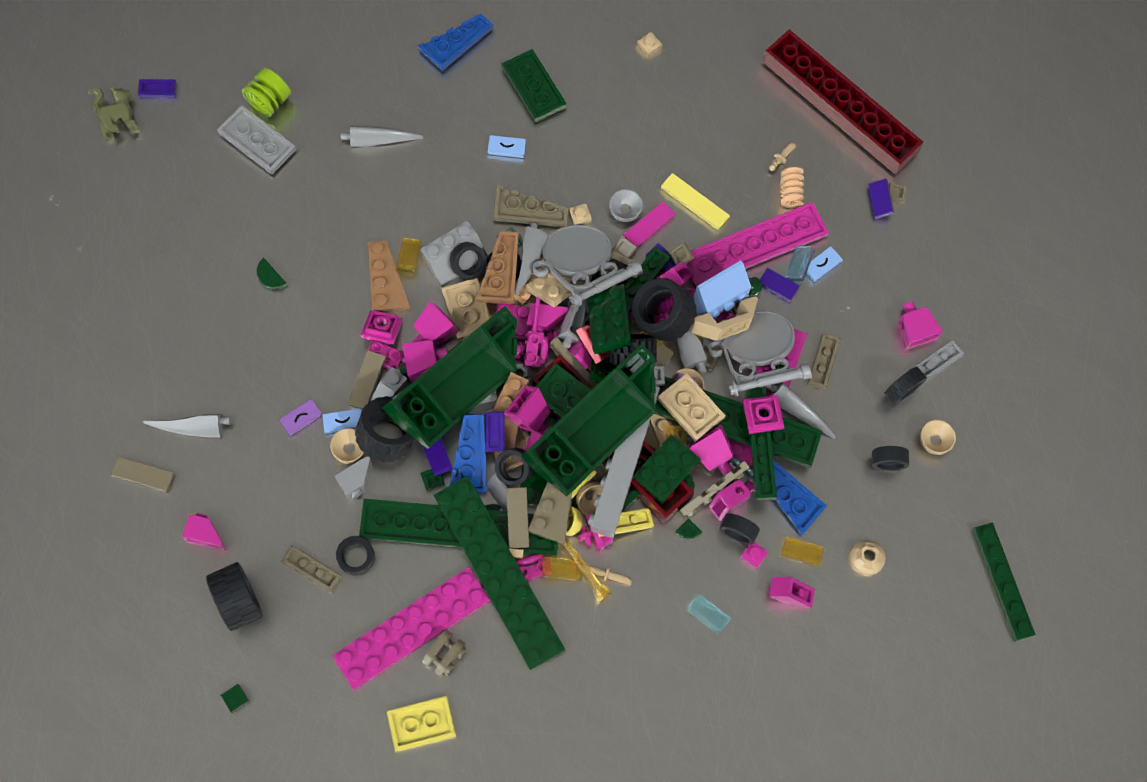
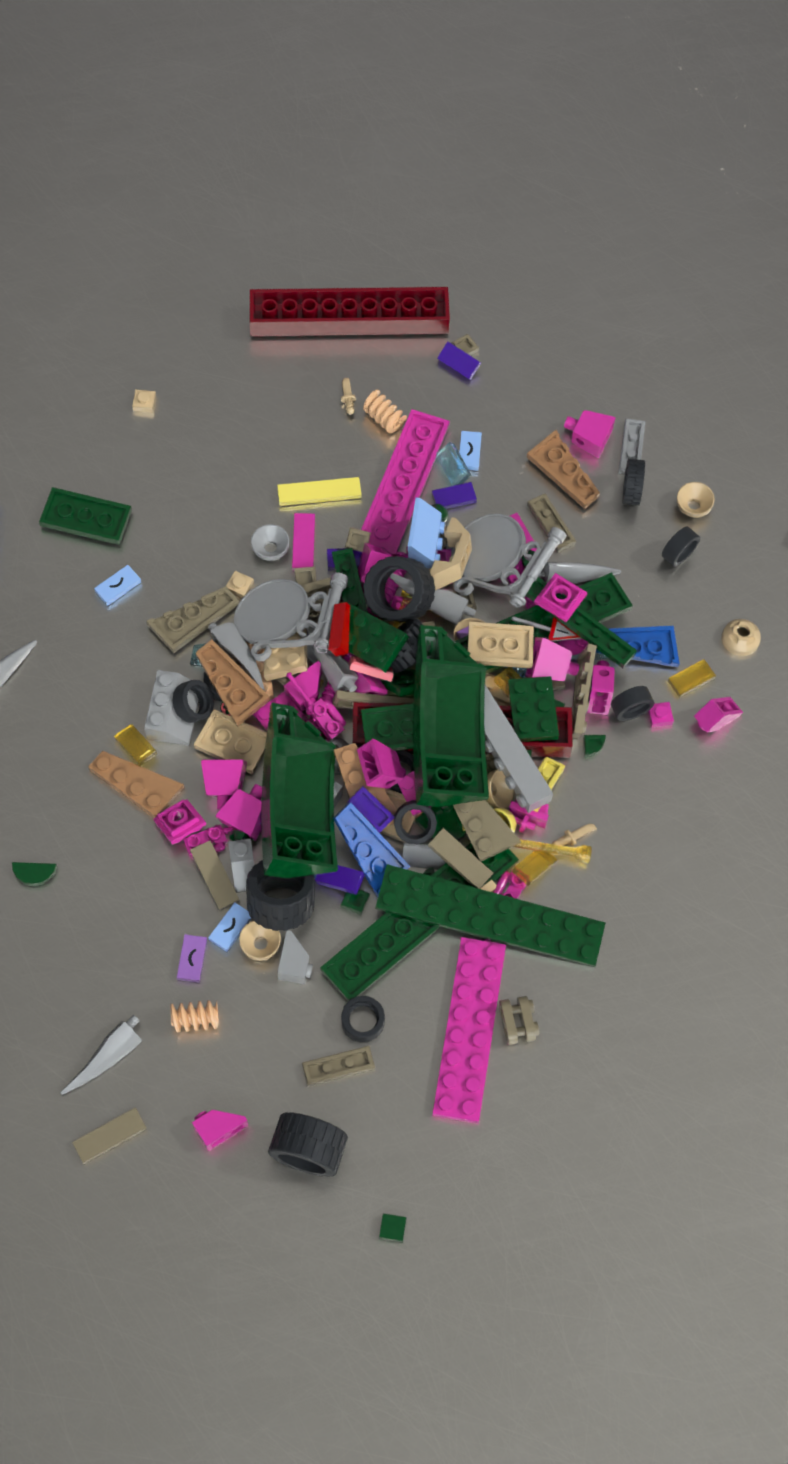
camera: 45 degrees left, 5 degrees down
(261, 455) = (194, 1016): none -> light nougat piece
(421, 723) = (559, 1092): light yellow tile -> none
(597, 300) = (340, 629): none -> red piece
(709, 614) = (677, 791): clear light blue tile -> none
(740, 435) = (557, 631): none -> light grey piece
(871, 331) = (559, 465): none -> medium nougat wing

